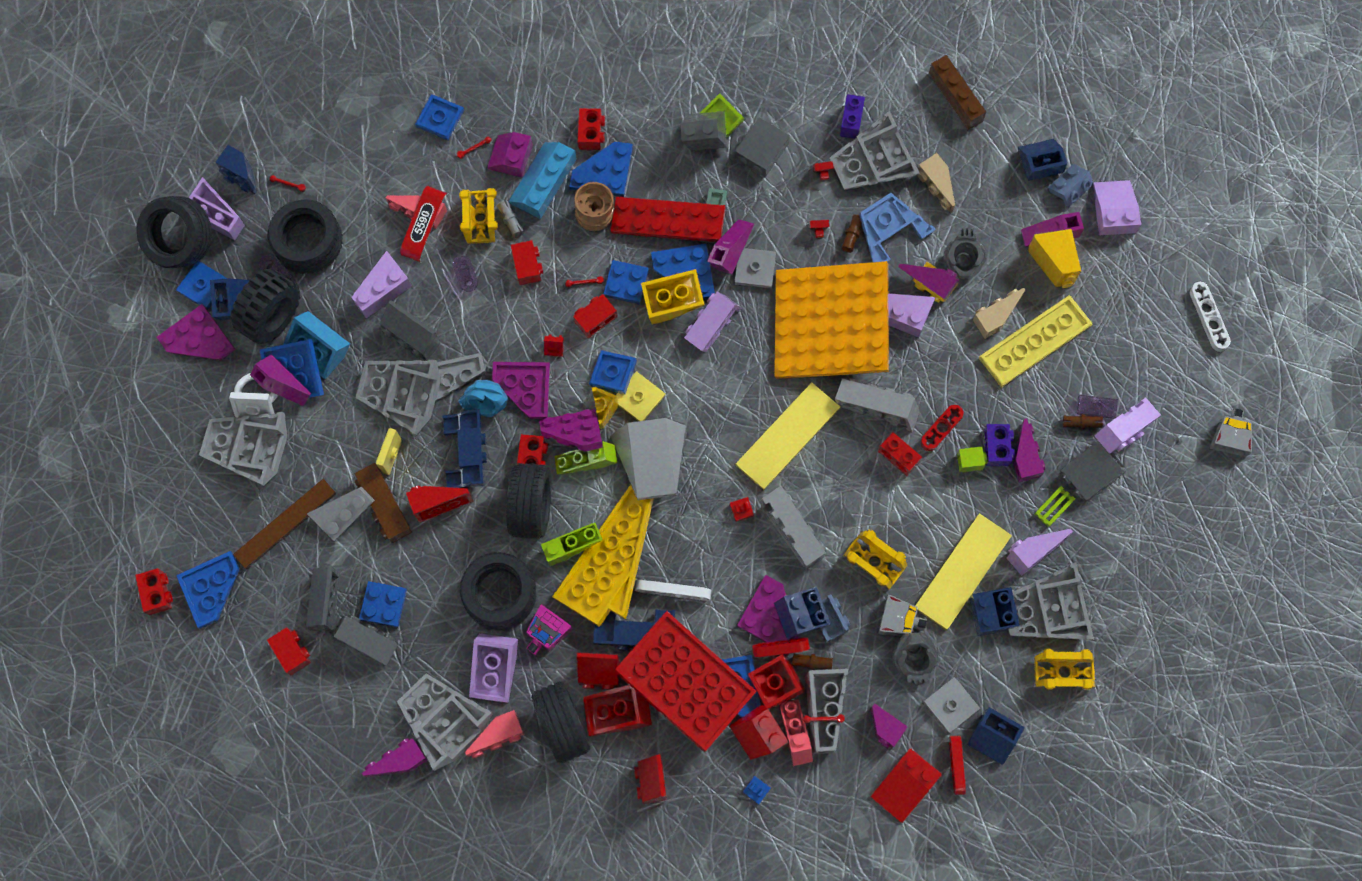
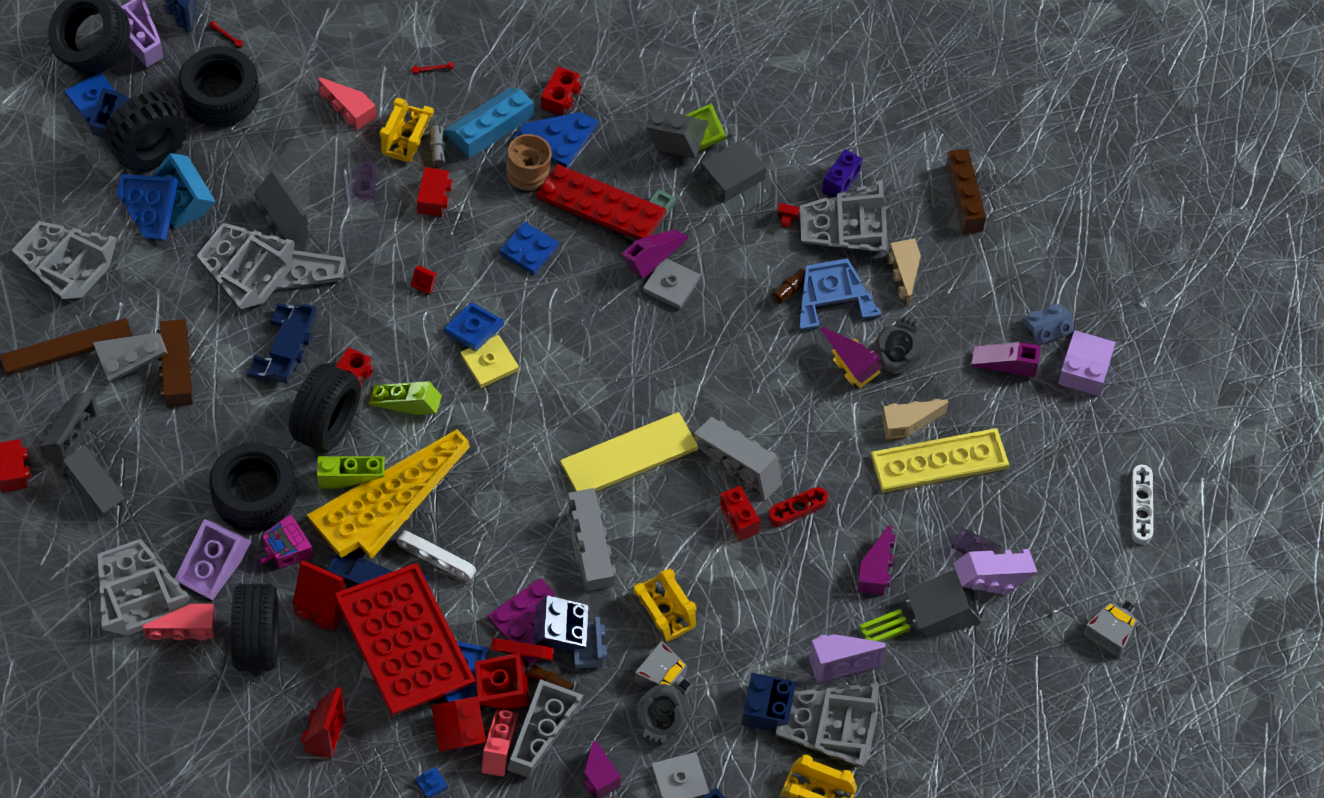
camera: 15 degrees right, 15 degrees down
(197, 336) = (64, 141): magenta plate -> none
(250, 403) = (91, 218): white tile -> none
(277, 379) = (125, 206): magenta slope -> none
(380, 286) = (278, 154): lavender wedge -> none
(383, 604) = (129, 459): blue plate -> none
(389, 451) = (205, 314): light yellow plate -> none
(401, 760) = (72, 611): magenta slope -> none
(422, 223) = (342, 116): red sticker -> none
(433, 501) = (232, 378): red slope -> none
(439, 117) = (411, 27): blue plate -> none
(487, 391) = (329, 294): dark azure helmet -> none
(511, 153) = (468, 86): magenta slope -> none
(525, 385) = (376, 306): magenta plate -> none
(575, 429) = (411, 365): magenta plate -> none
(595, 315) = (480, 267): red brick -> none
(599, 280) = (502, 236): red hinge -> none
(606, 405) = (450, 354): yellow slope -> none
(616, 711) = (321, 649): red slope -> none
(651, 455) = (476, 416): light grey wedge -> none
(672, 296) = (567, 274): yellow slope -> none
(686, 259) = (597, 259): blue plate -> none
(711, 321) = (600, 313): lavender wedge -> none
(741, 509) = (546, 507): red tile -> none
(818, 225) = (757, 266): red tile -> none
(832, 320) = (726, 357): light orange plate -> none
(840, 718) = (551, 738): red hinge -> none
(909, 312) = (807, 377): lavender wedge -> none
(963, 571) = (755, 652): light yellow tile -> none
(971, 459) = (814, 547): lime brick -> none
(994, 444) = (847, 543): dark purple brick -> none
(1042, 159) = (1027, 287): dark blue slope -> none
(1056, 256) = (997, 381): yellow slope -> none
(1083, 421) = (946, 552): reddish brown pin -> none

